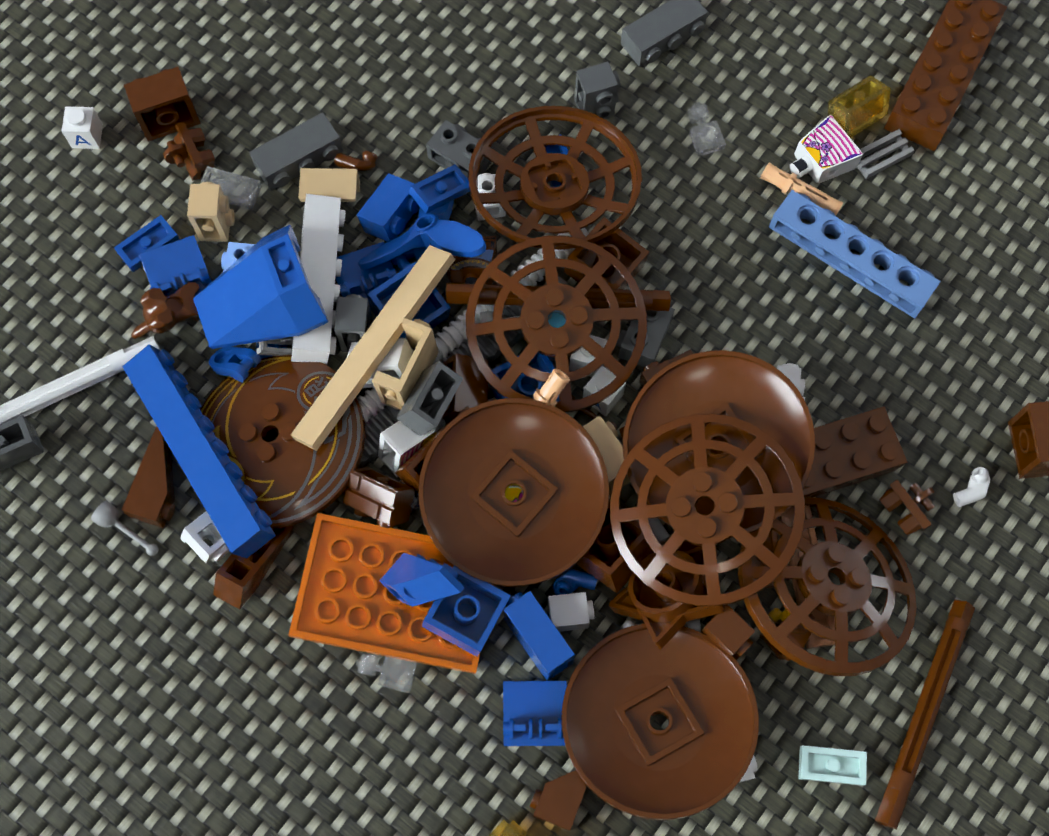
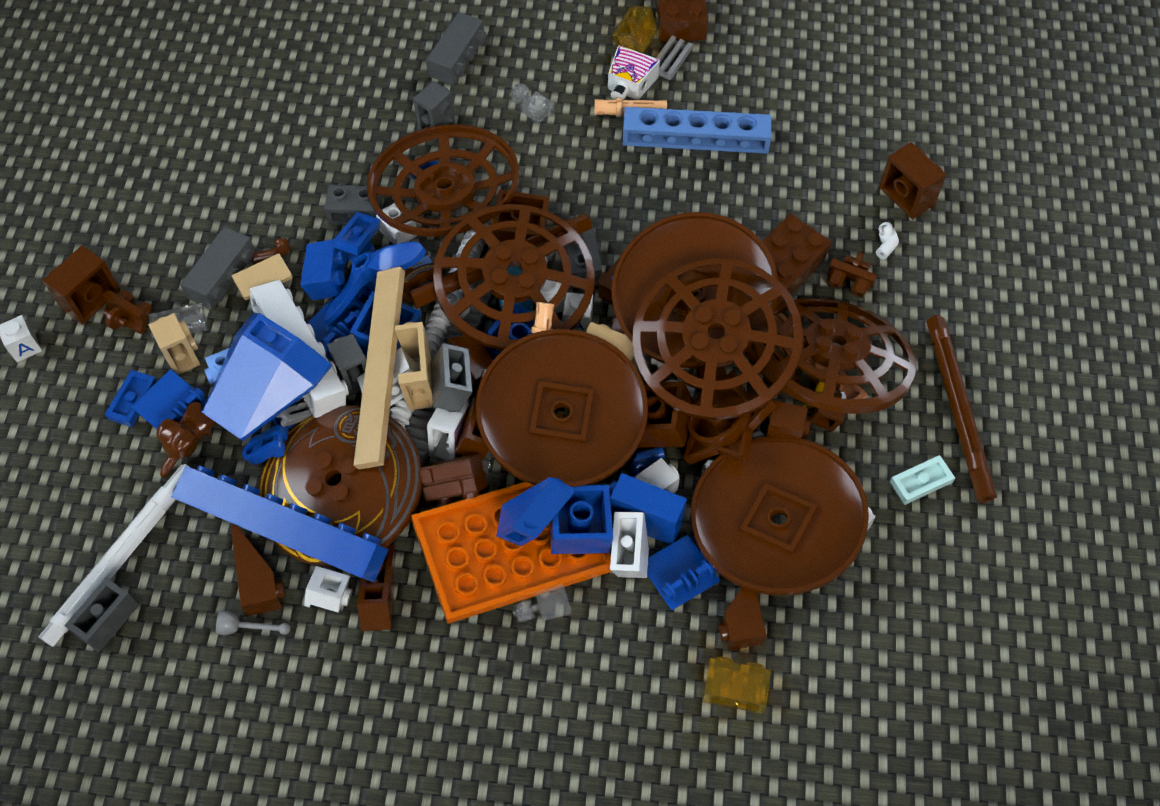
camera: 30 degrees left, 10 degrees down
(497, 664) = (629, 545): none -> white slope

